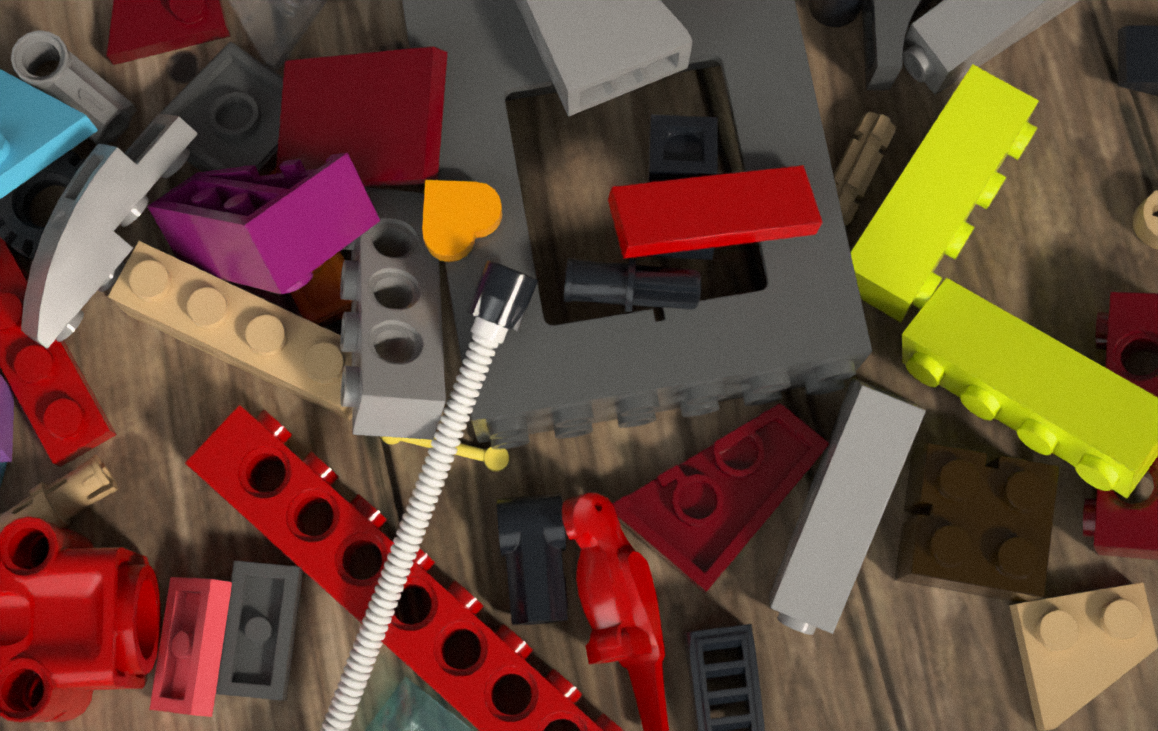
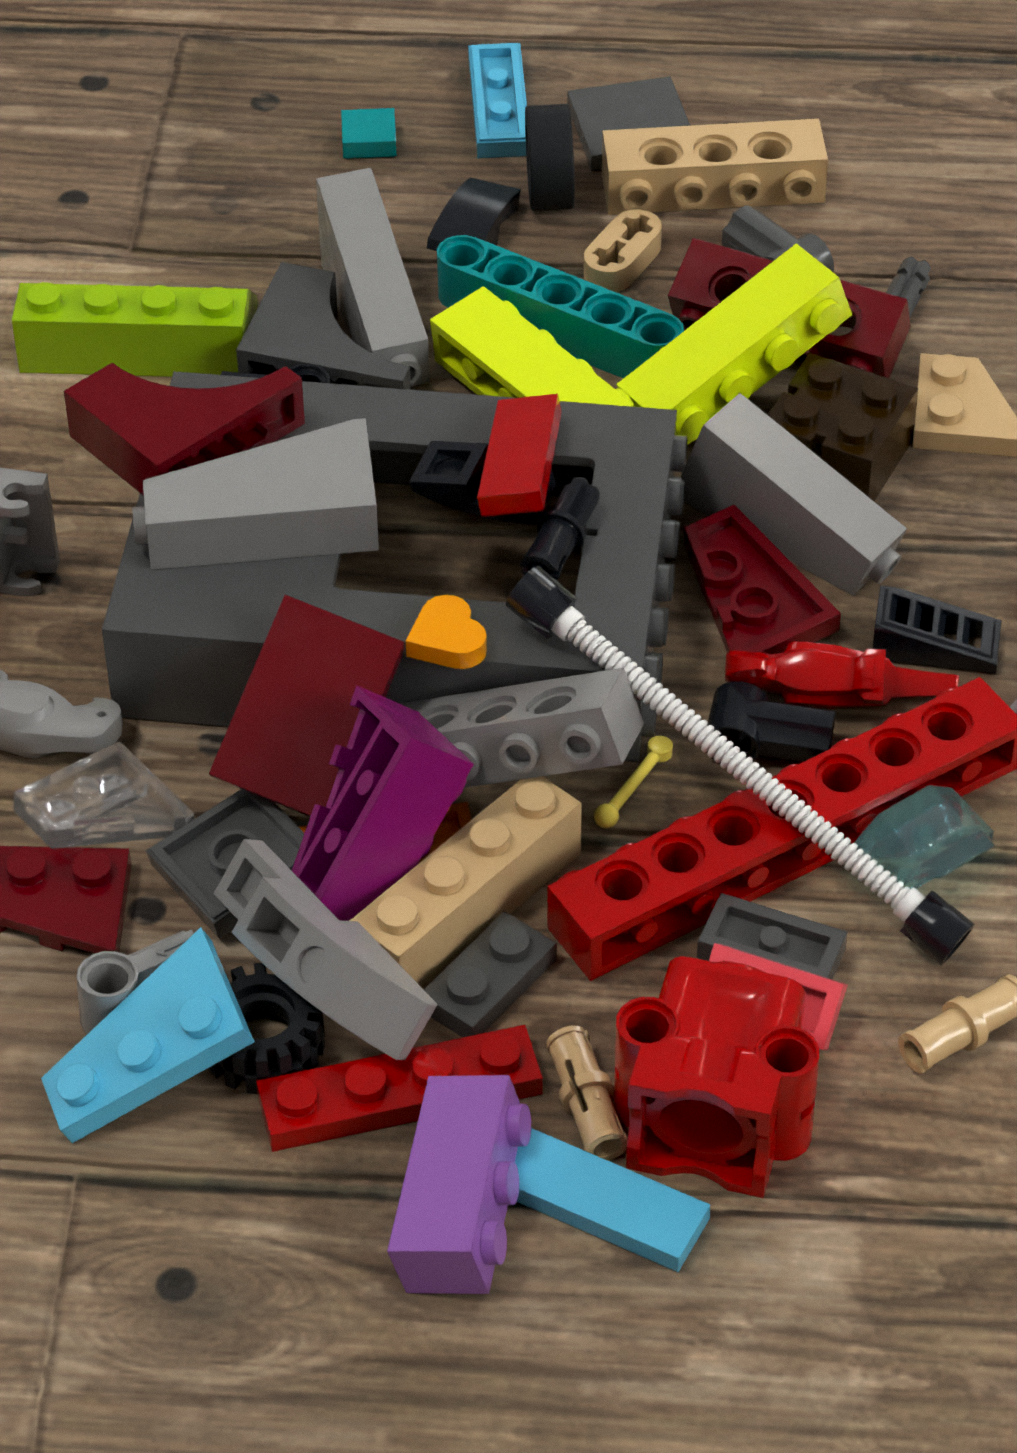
camera: 70 degrees left, 30 degrees down
(169, 381) = (490, 975): none -> dark grey plate
(1082, 167) = (581, 316): none -> teal beam

